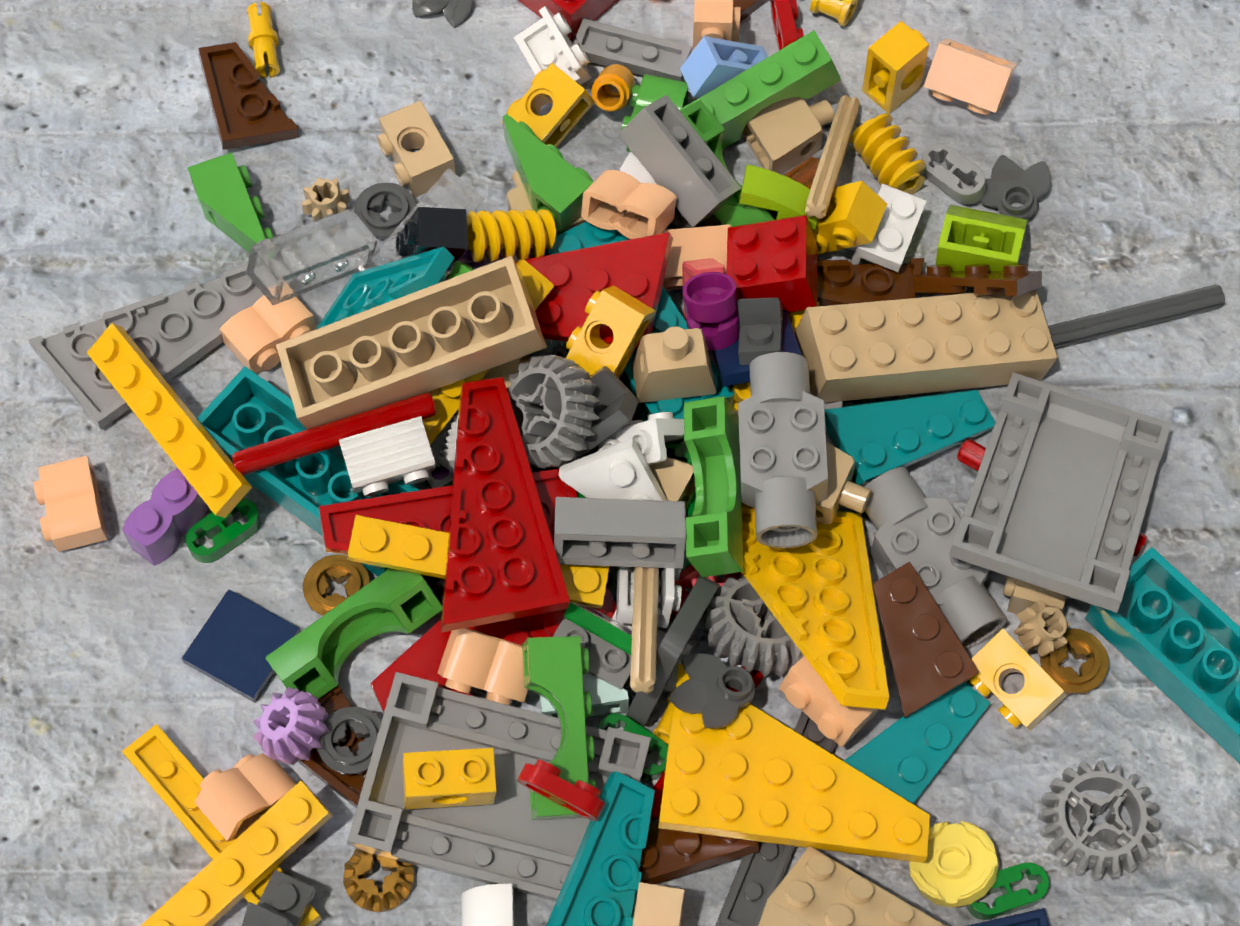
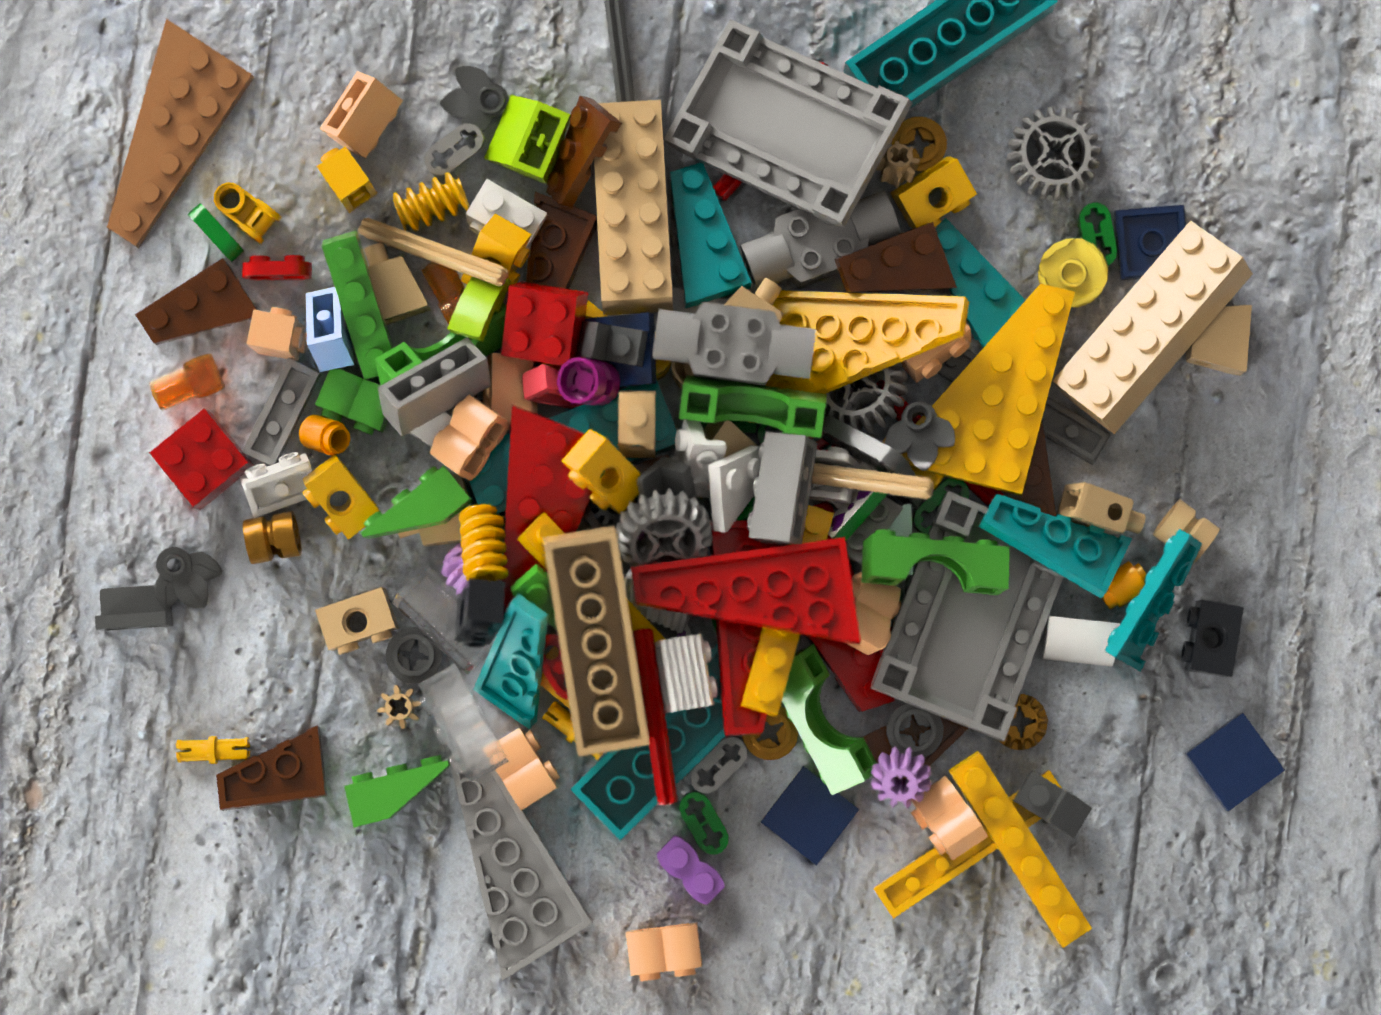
camera: 80 degrees left, 20 degrees up
(169, 420) = (611, 859): yellow plate -> none
(297, 529) = (725, 771): none -> light grey beam
(448, 778) = (967, 654): yellow brick -> none
(495, 57) = (272, 537): none -> pearl gold wheel
(578, 798) = (989, 577): red plate -> none

